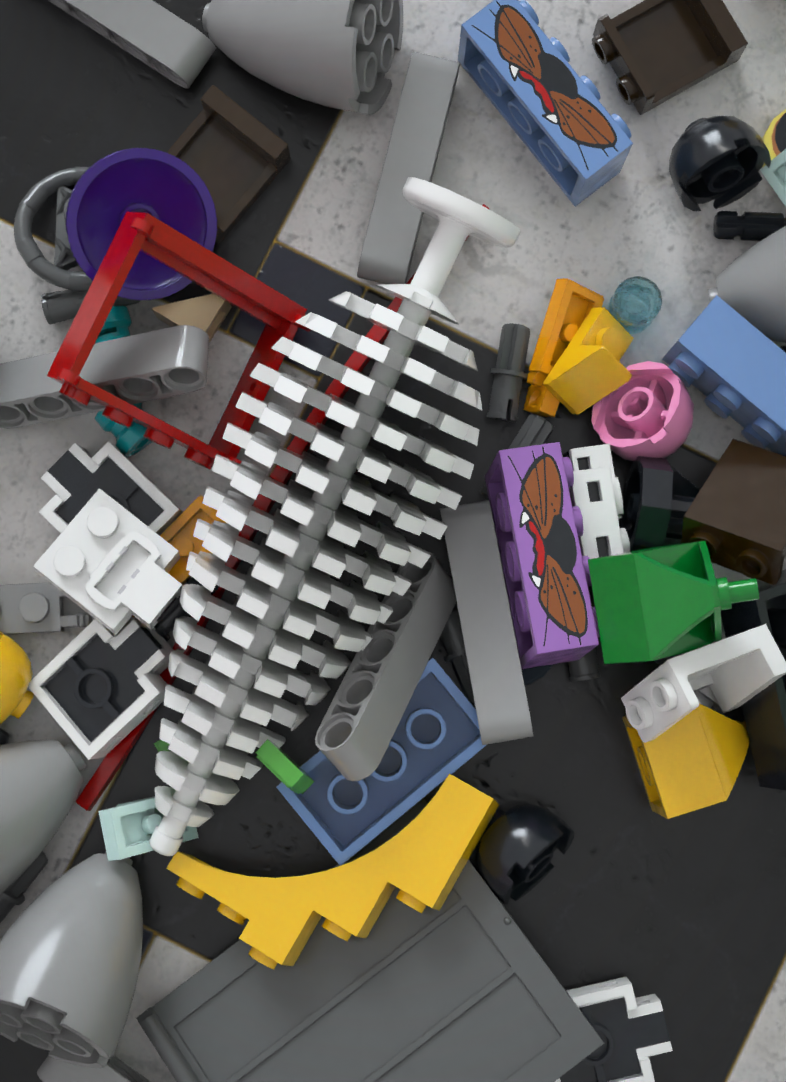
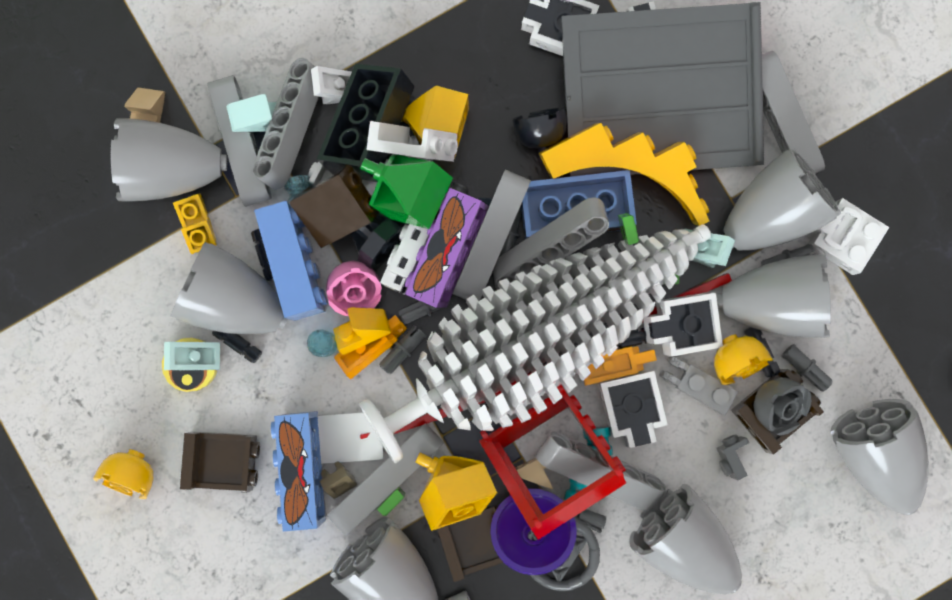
camera: 145 degrees left, 0 degrees up
(112, 565) = (649, 374): white piece -> none
(298, 213) = (455, 489): none -> yellow piece
(378, 142) = (390, 503): none -> bright green tile
(475, 120) = (337, 482): none -> dark tan tile
(512, 186) = (342, 442): none -> white sticker
(717, 161) = (237, 387): black cylinder -> none

